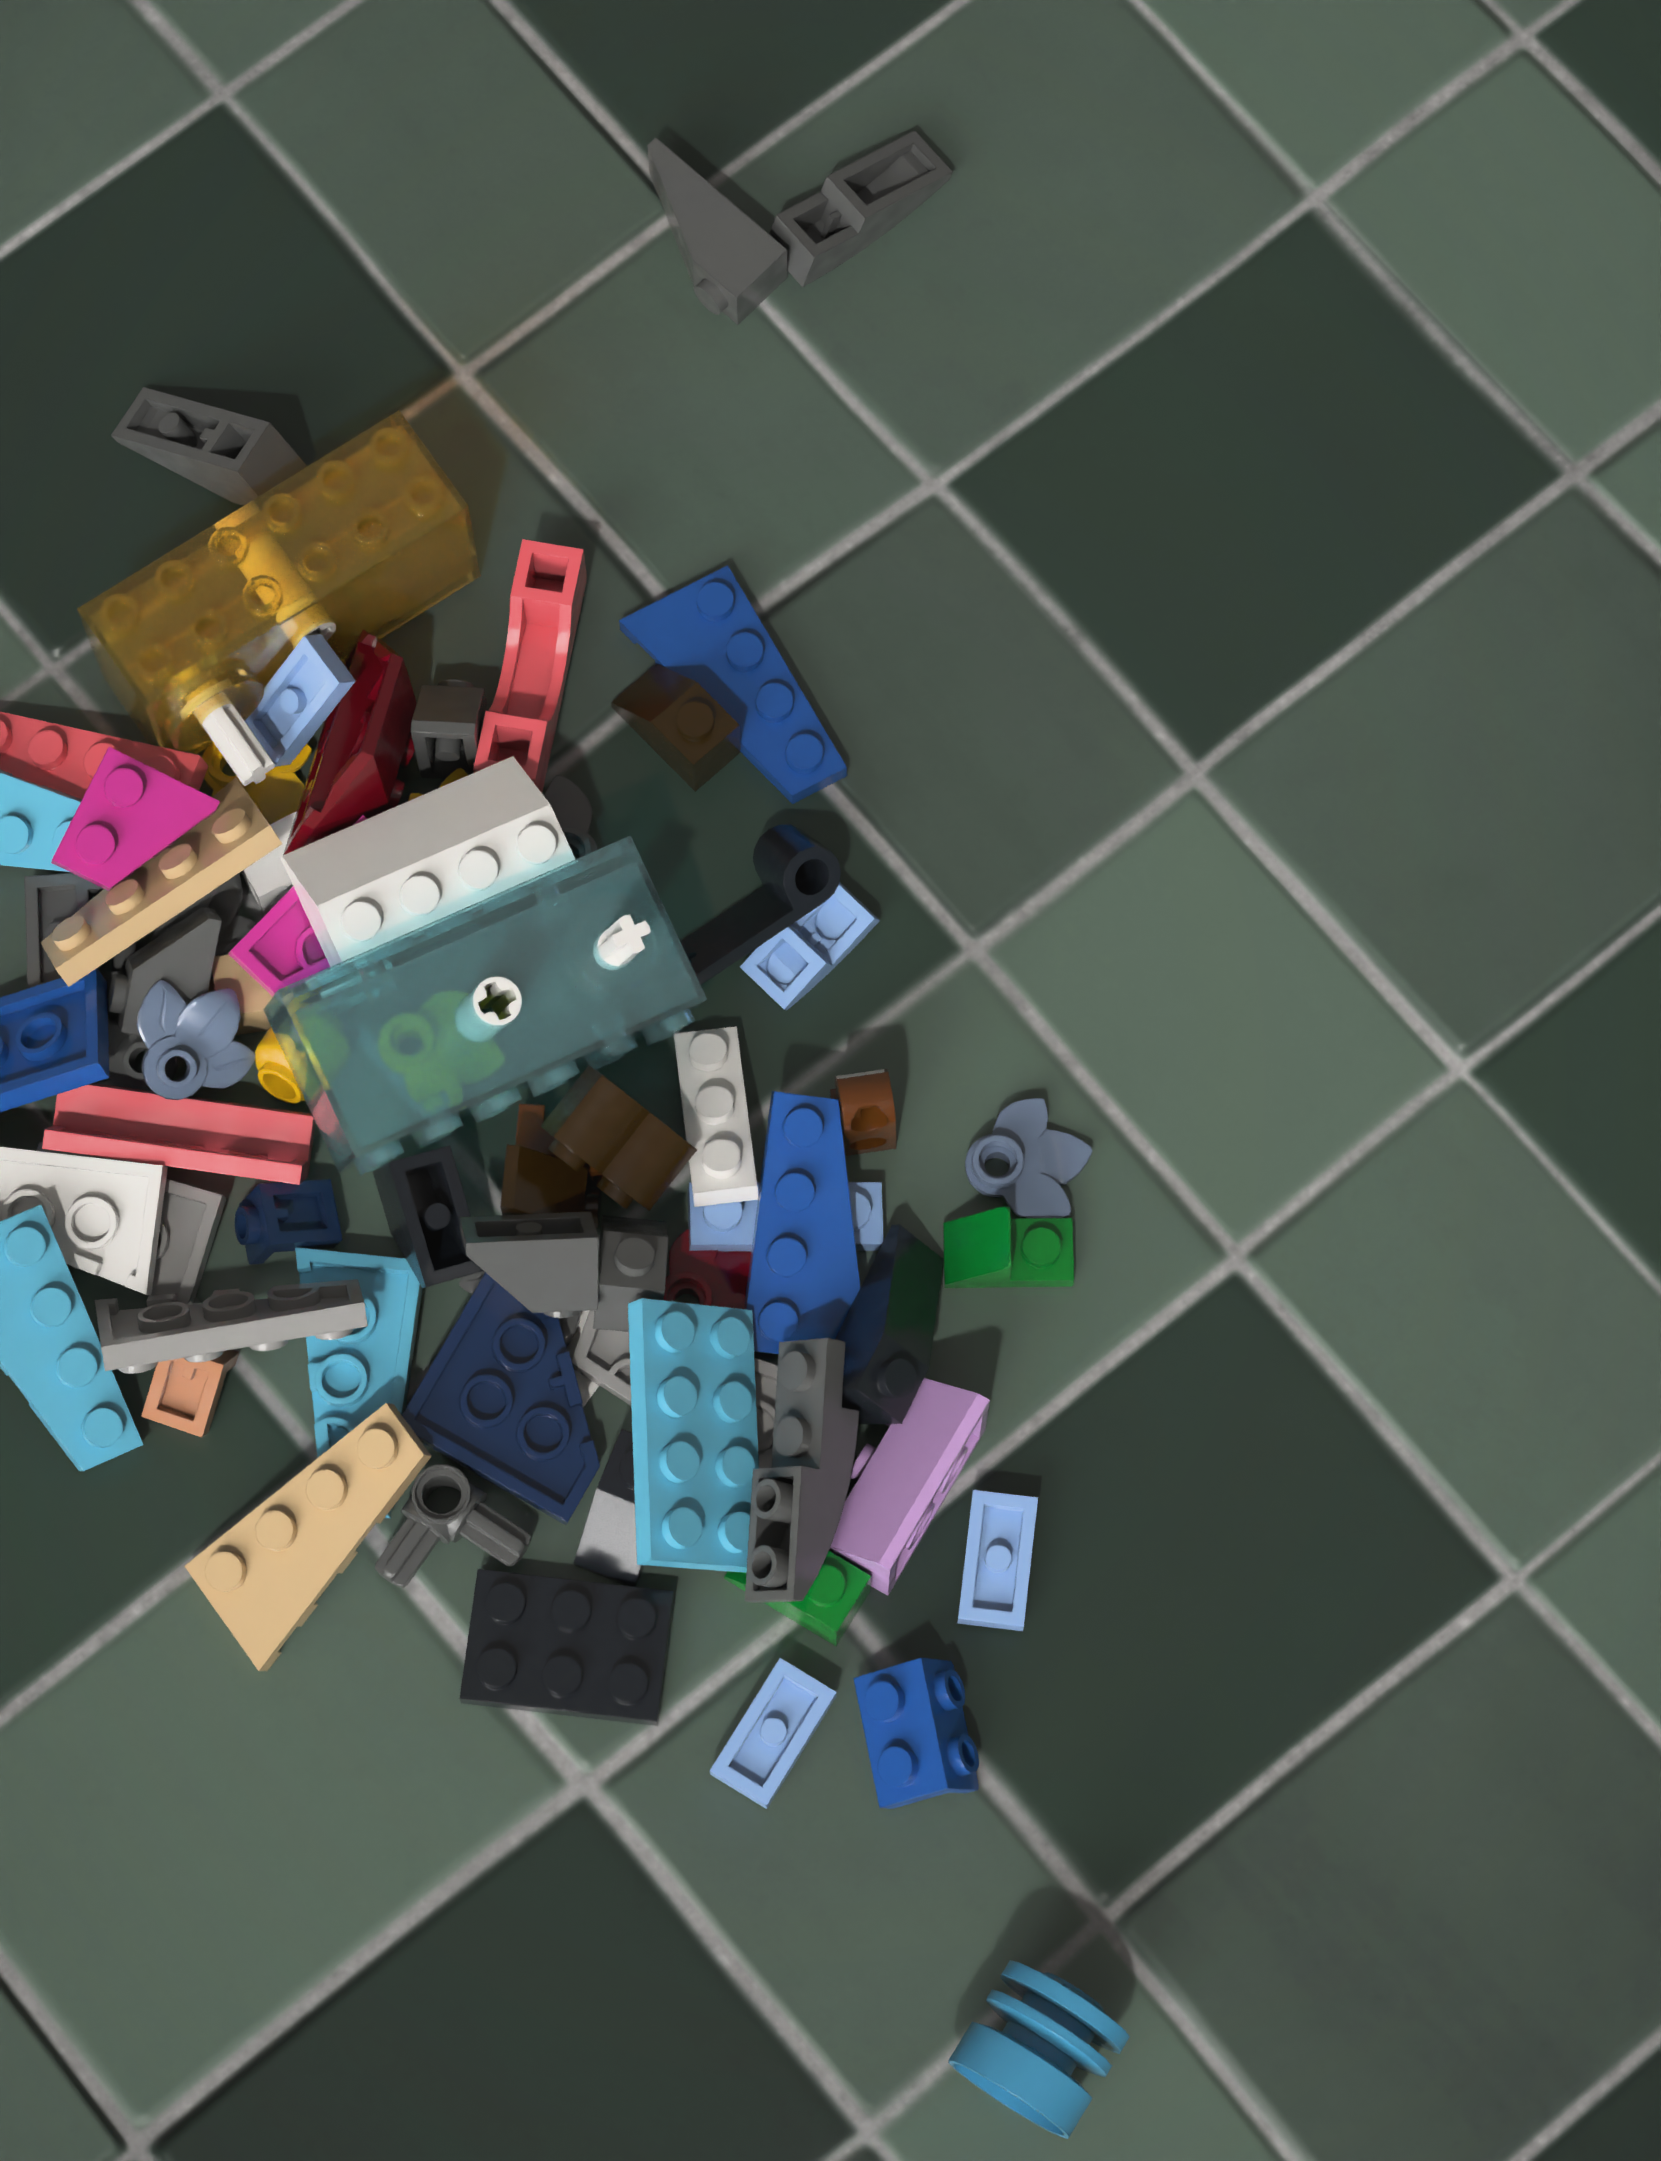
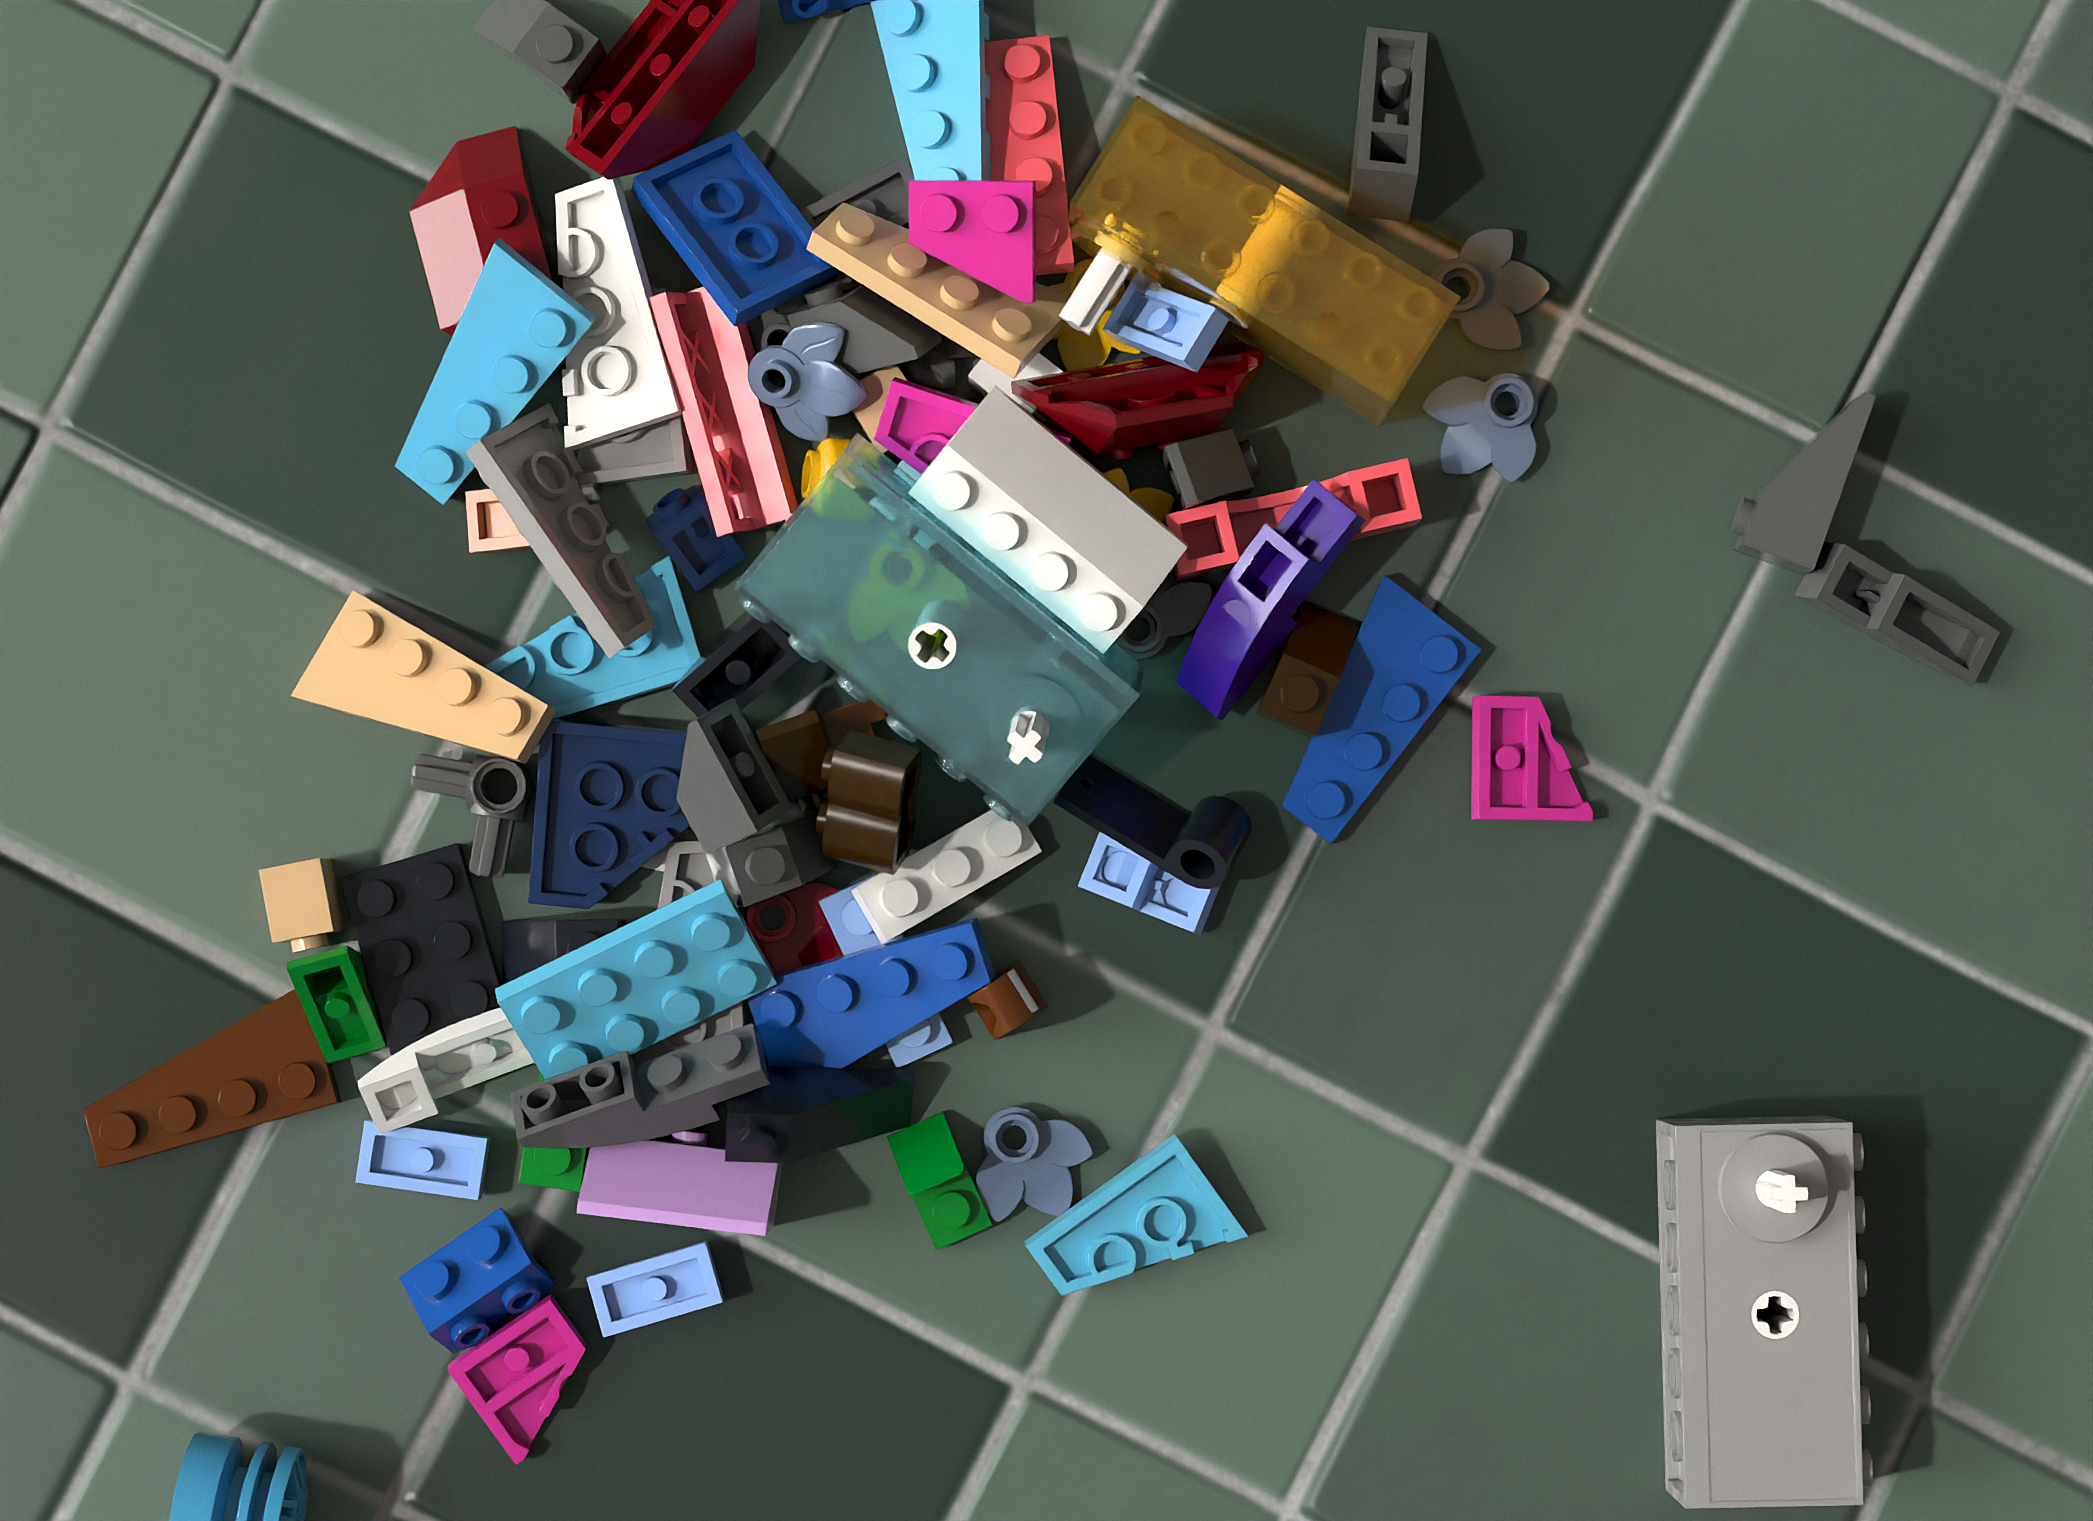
camera: 70 degrees right, 15 degrees up
(418, 405) = (1495, 289): none -> dark grey plate
(467, 1742) = (302, 903): none -> tan brick
(524, 489) = (1478, 431): none -> sand blue plate
(581, 1744) = (338, 1003): none -> green slope
(590, 721) = (1260, 595): none -> dark purple slope
(612, 1895) = (226, 1083): none -> reddish brown wing
(687, 1661) = (440, 1064): none -> white slope
(848, 575) = (1519, 765): none -> dark pink wing
(1024, 1727) = (520, 1373): none -> dark pink wing
(1122, 1081) = (1135, 1219): none -> medium azure wing
(1438, 562) = (1775, 1400): none -> light grey piece

